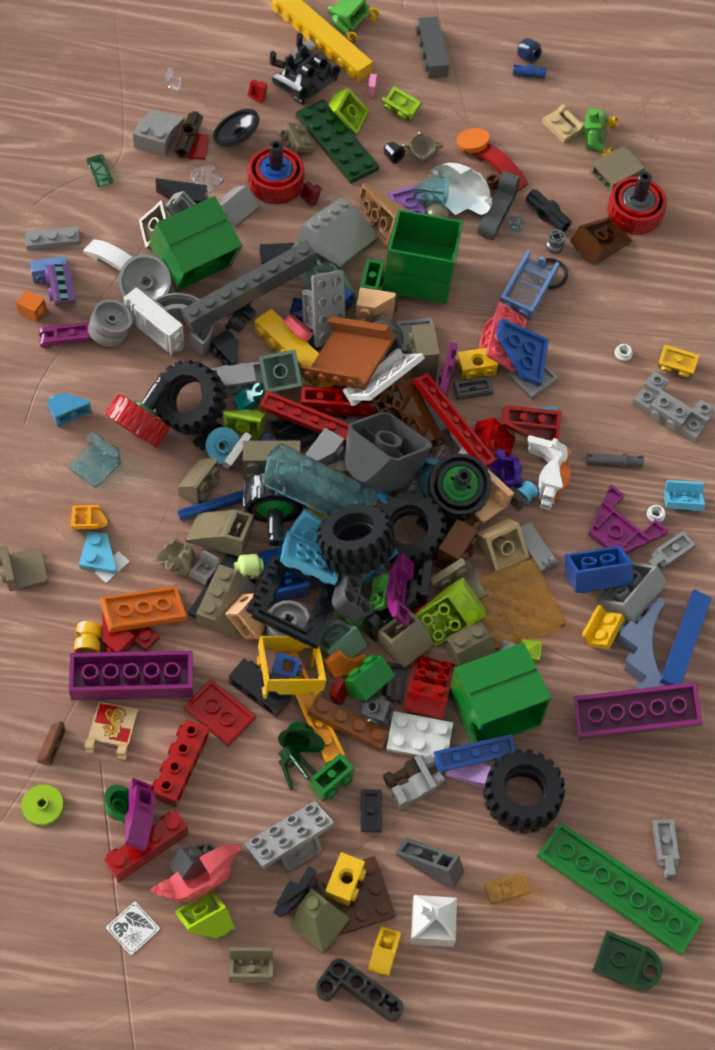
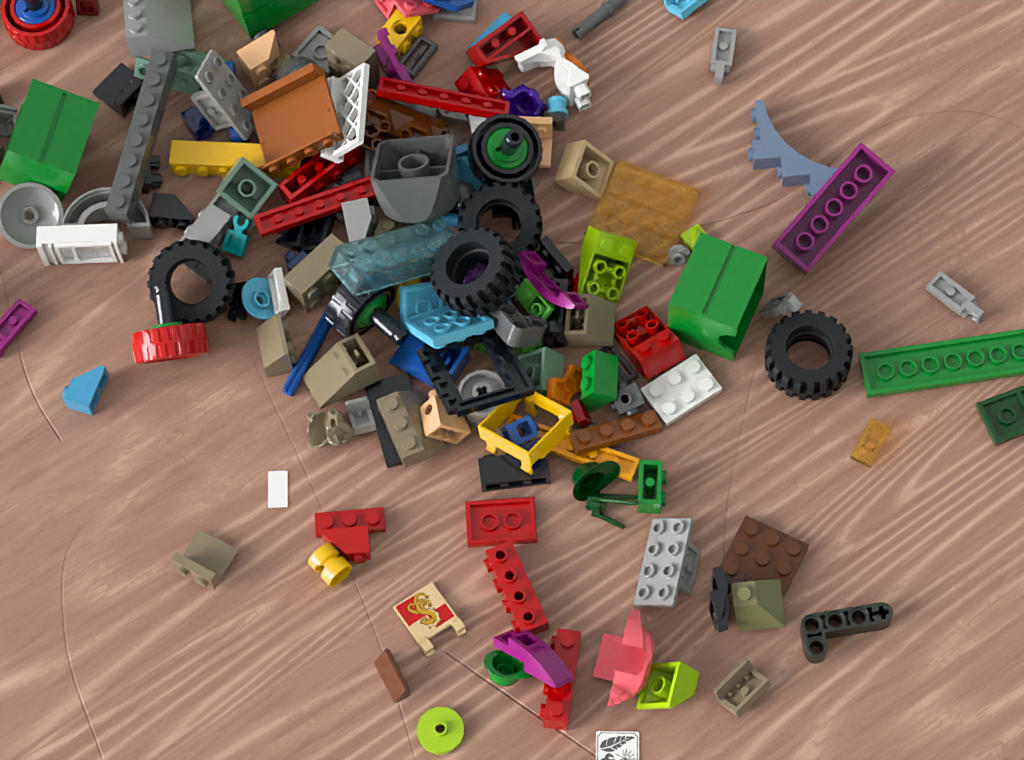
camera: 35 degrees left, 5 degrees up
(88, 517) = (212, 467): light orange slope -> none
(96, 460) = (164, 412): clear light blue bracket -> none
(97, 553) = (255, 488): medium azure wing -> none
(110, 323) = (42, 281): light grey wheel -> none
(131, 675) = (400, 559): magenta brick -> none
(143, 609) = (348, 497): orange tile -> none
(188, 861) = (612, 654): dark grey slope -> none
(238, 204) = (24, 67): light grey slope -> none
(246, 421) = (261, 260): lime slope -> none
(250, 566) = (399, 378): yellowish green head -> none
(298, 327) = (216, 136): coral beam -> none
(350, 867) = (746, 566): yellow brick -> none
(371, 810) = (705, 483): black plate -> none
(373, 275) = (230, 33): green brick -> none
(384, 951) = (830, 579): yellow slope -> none
(419, 779) = (719, 423): light grey hips -> none
(433, 921) = (843, 520): white piece -> none
(434, 862) = (794, 477): dark grey slope -> none
(455, 572) = (577, 229): dark tan bracket -> none
(458, 543) = (553, 204): reddish brown brick -> none
(469, 644) = (650, 281): dark tan slope -> none
(473, 753) = (740, 361): blue plate -> none
(473, 774) = (748, 381): lavender slope -> none
(537, 548) = (615, 148): light grey hinge -> none
(537, 741) = (780, 305): none -> light grey hinge
(598, 569) = (684, 120): blue brick -> none
(602, 628) = (735, 167): yellow bracket -> none
(614, 530) = (665, 75): magenta wing -> none
(634, 598) = (726, 114): light grey slope -> none
(657, 509) = (678, 27): white plate -> none
(685, 638) = (808, 116): blue tile -> none

